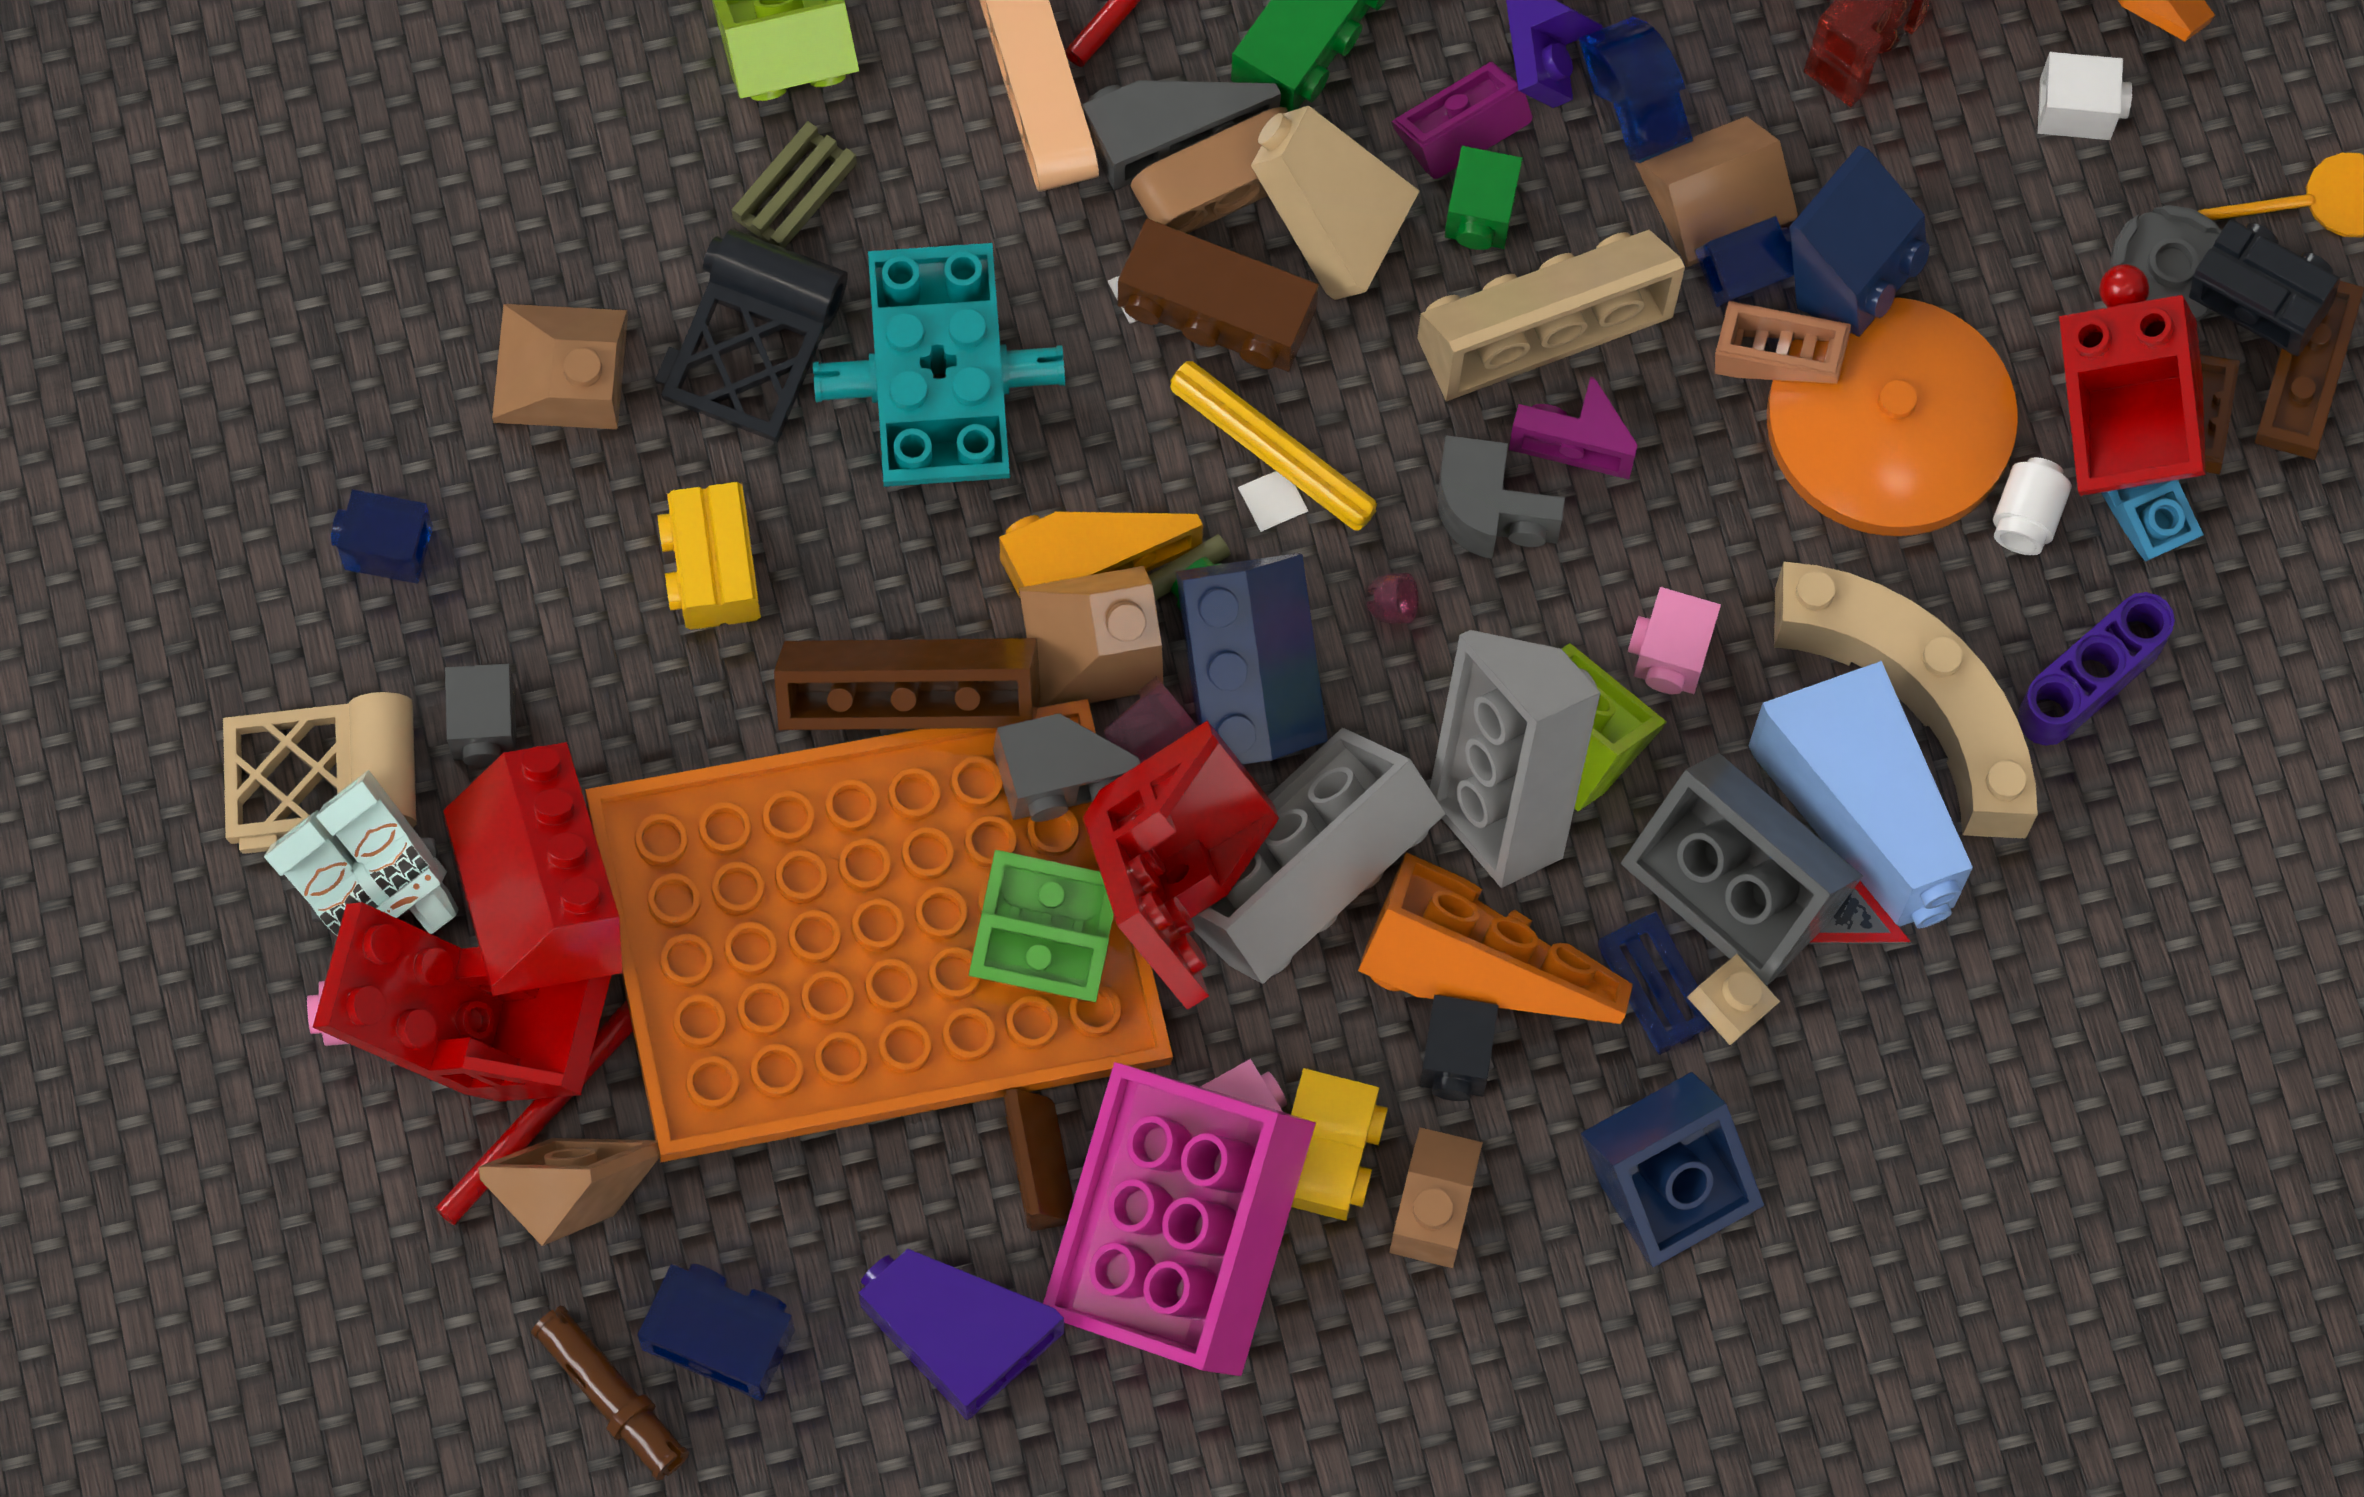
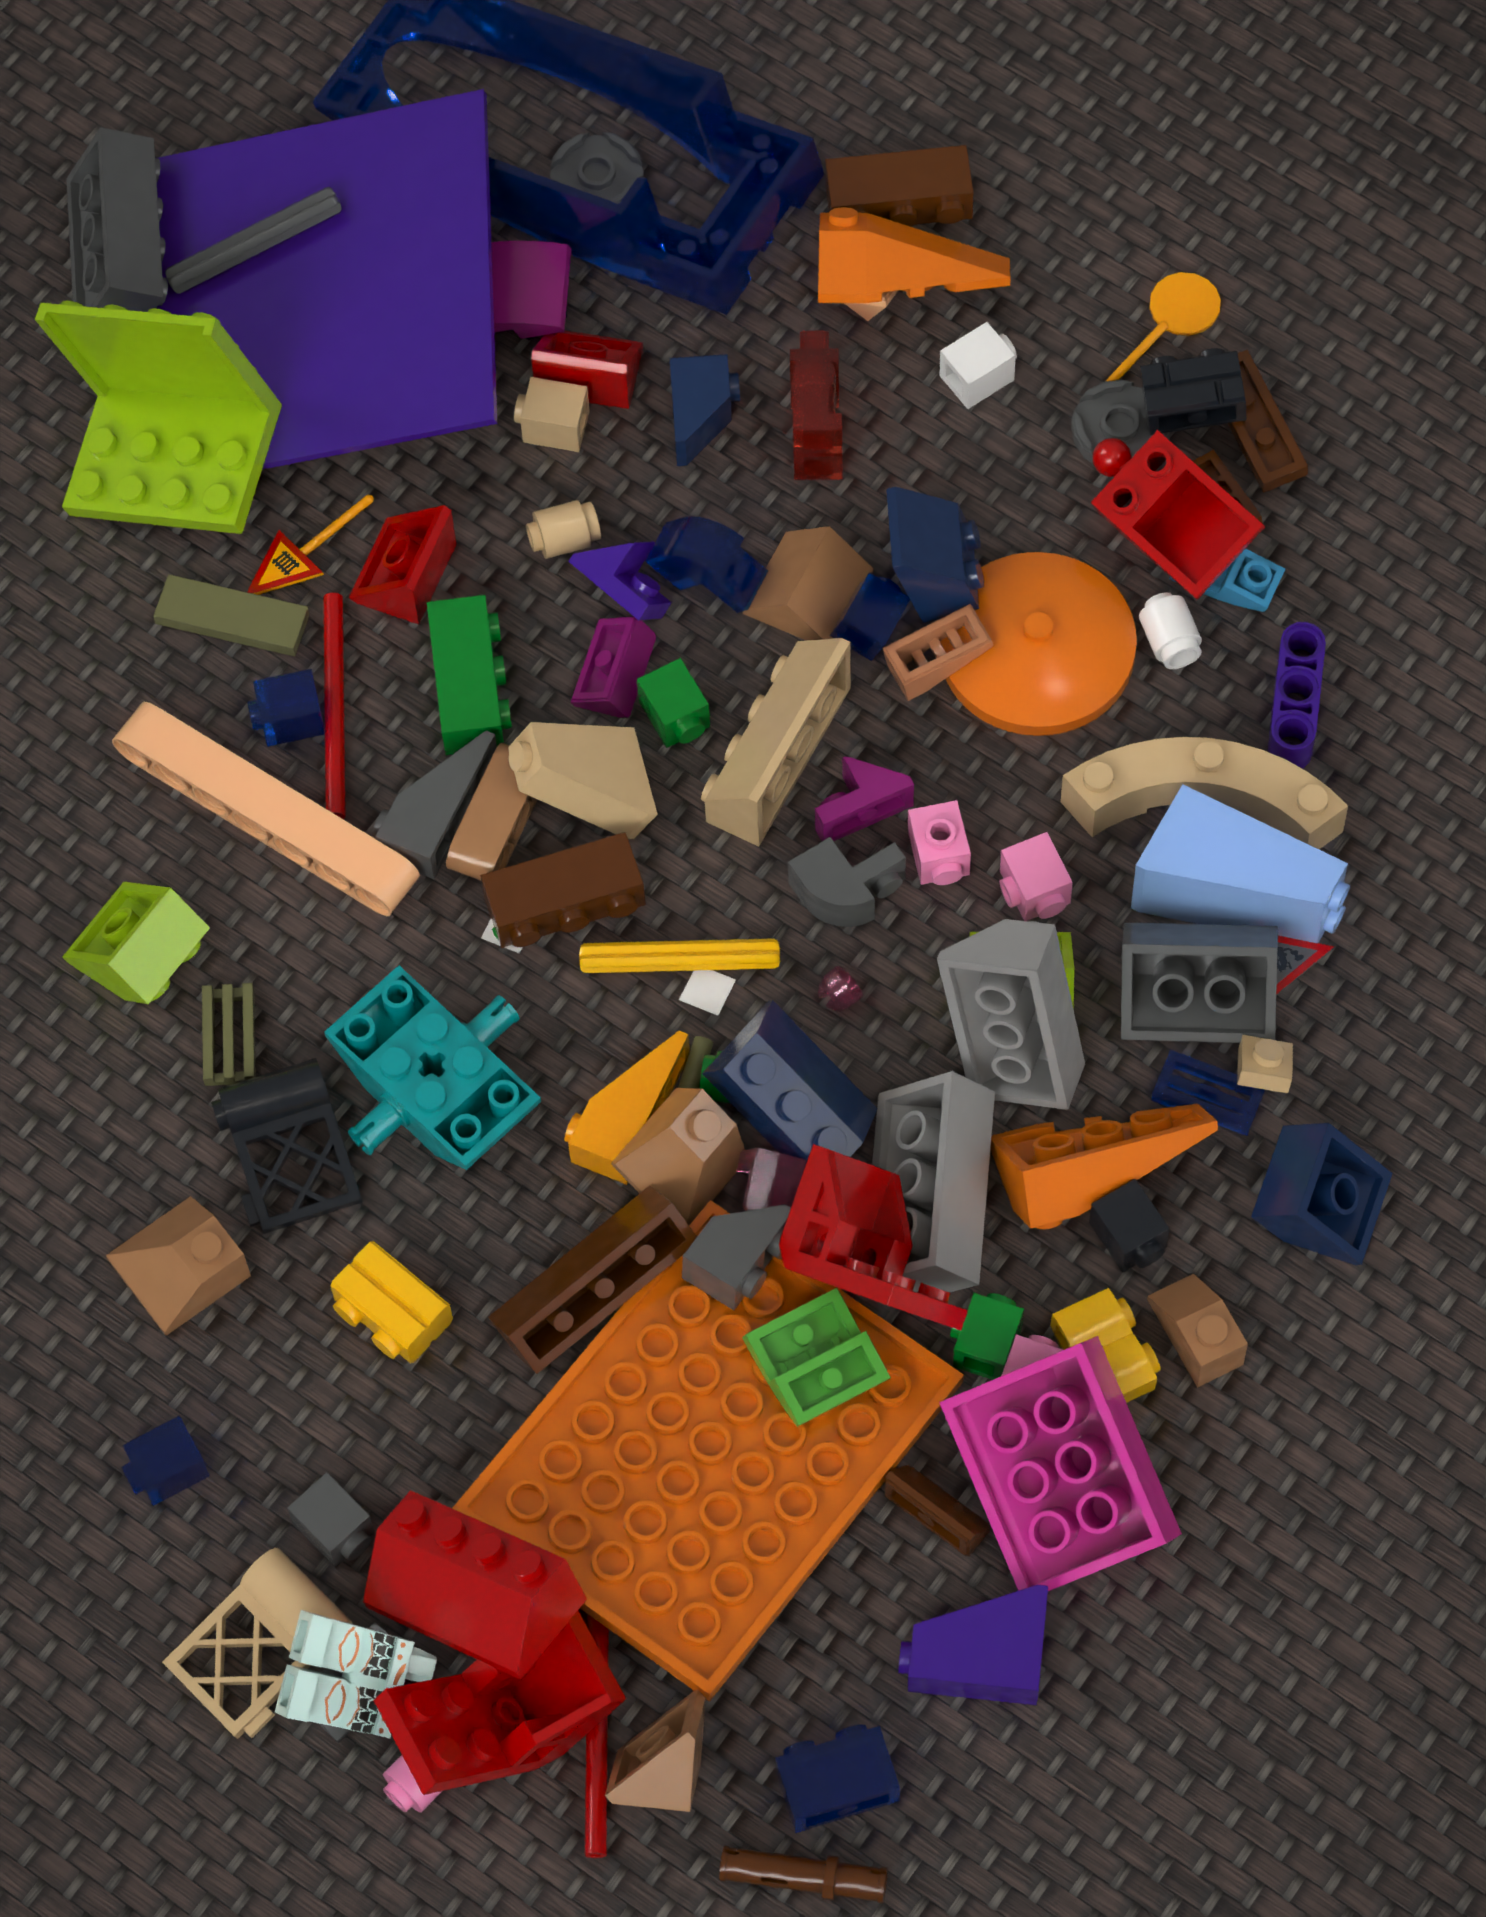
camera: 35 degrees left, 5 degrees down
(1229, 1033) = (987, 1335): none -> green brick
(1613, 534) = (939, 843): none -> bright pink brick

